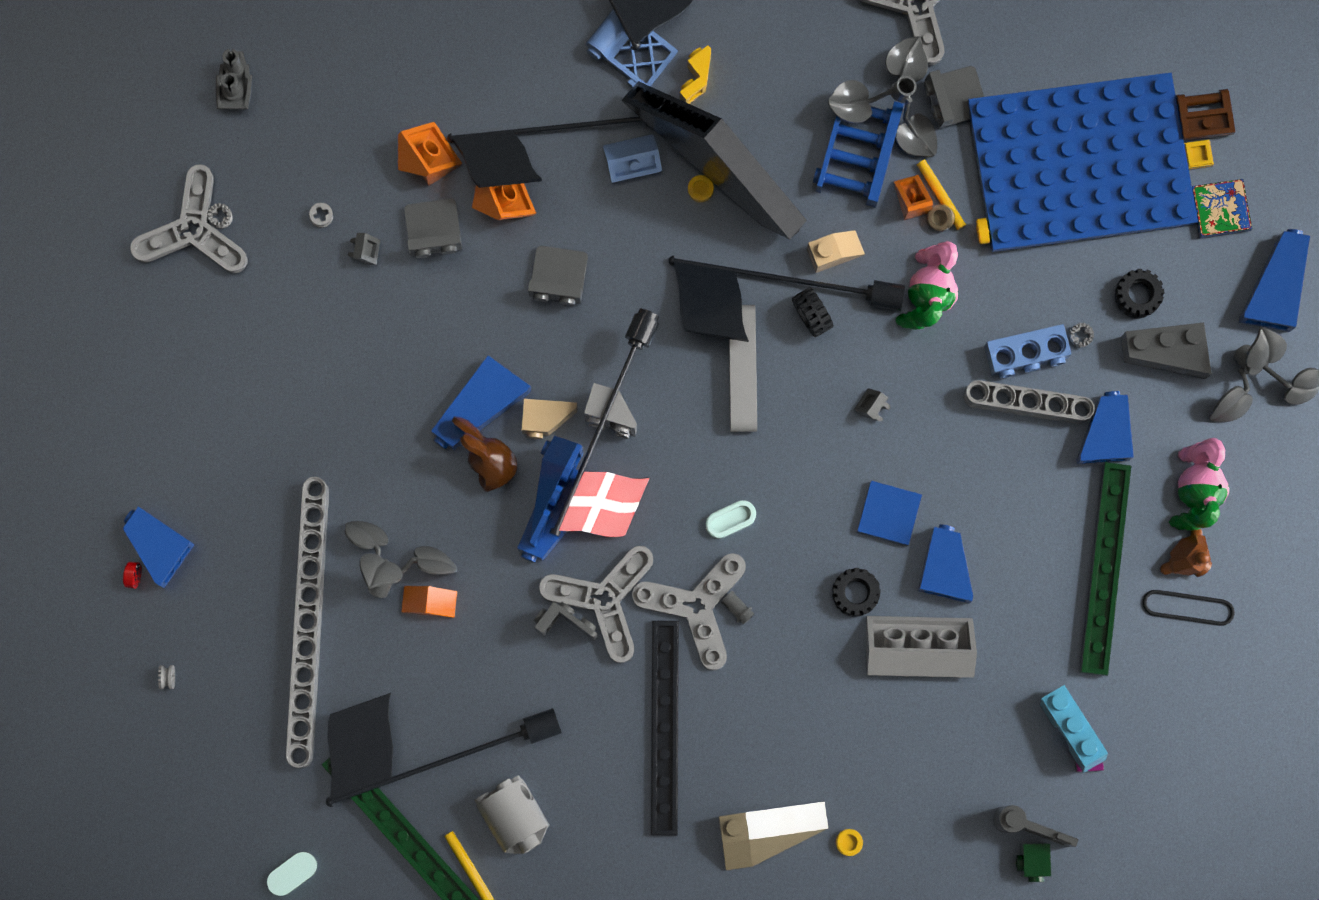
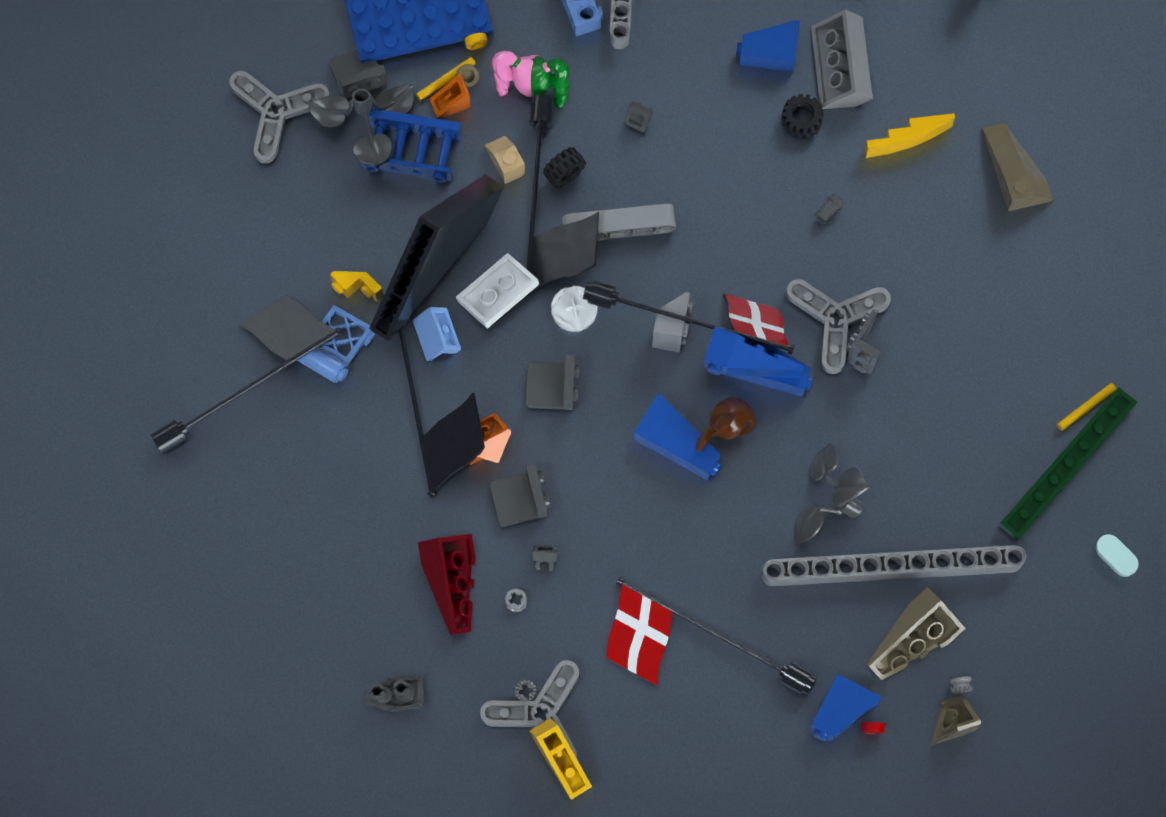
camera: 95 degrees left, 10 degrees down
(129, 665) = (954, 720): none -> dark tan slope
(137, 238) = (560, 758): none -> yellow slope
(236, 643) = (918, 630): none -> dark tan wedge
(269, 345) = (644, 629): none -> flag
(357, 146) = (448, 571): none -> dark red wedge
(363, 746) = (999, 502): black flag -> none
(426, 153) = (451, 509): orange slope -> none
(429, 601) = (861, 457): orange slope -> none
(513, 816) = (1038, 368): light grey cylinder -> none
(545, 416) = (682, 382): tan slope -> none
(650, 298) = (571, 310): none -> white tile
(664, 728) = (939, 259): black tile -> none
(673, 226) = (497, 290): none -> white plate
(700, 188) = (459, 275): yellow tile -> none
(710, 592) = (847, 237): light grey piece -> none
(730, 519) = (752, 223): light aqua tile -> none
(823, 723) = (916, 132): none -> yellow slope
(849, 842) = (1013, 105): yellow tile -> none
(889, 513) = (730, 97): blue tile -> none

